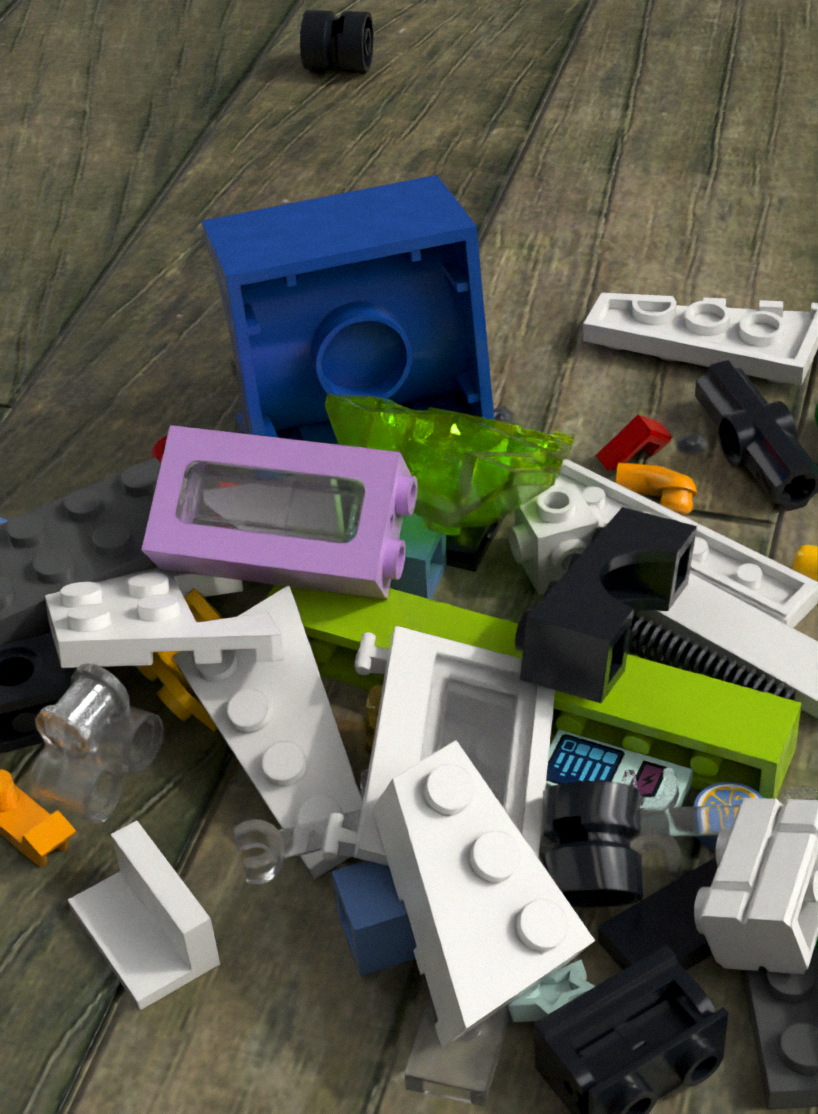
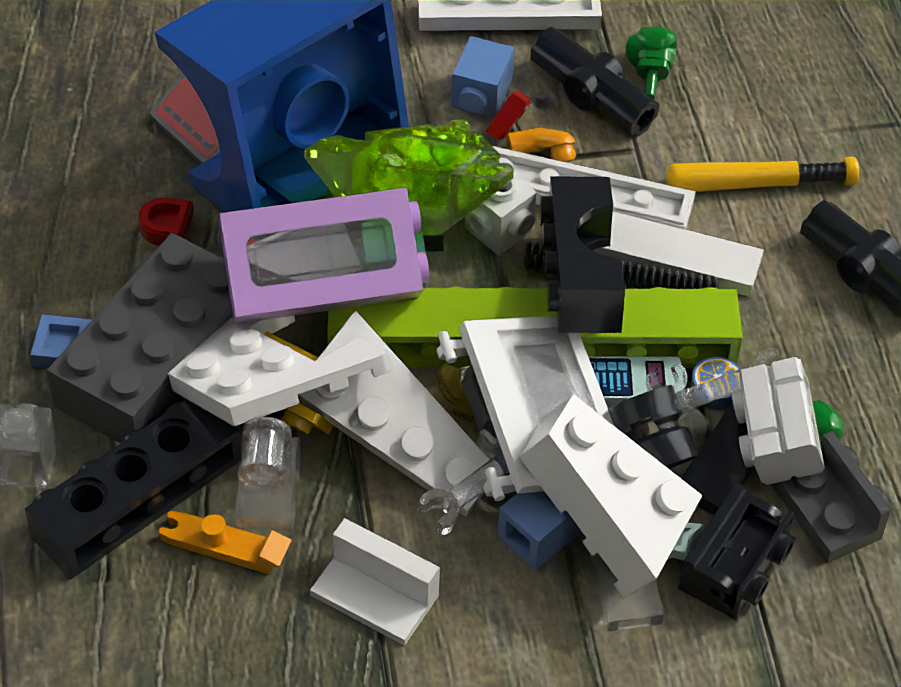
camera: 30 degrees left, 10 degrees up
(619, 392) = (482, 76): none -> medium blue brick

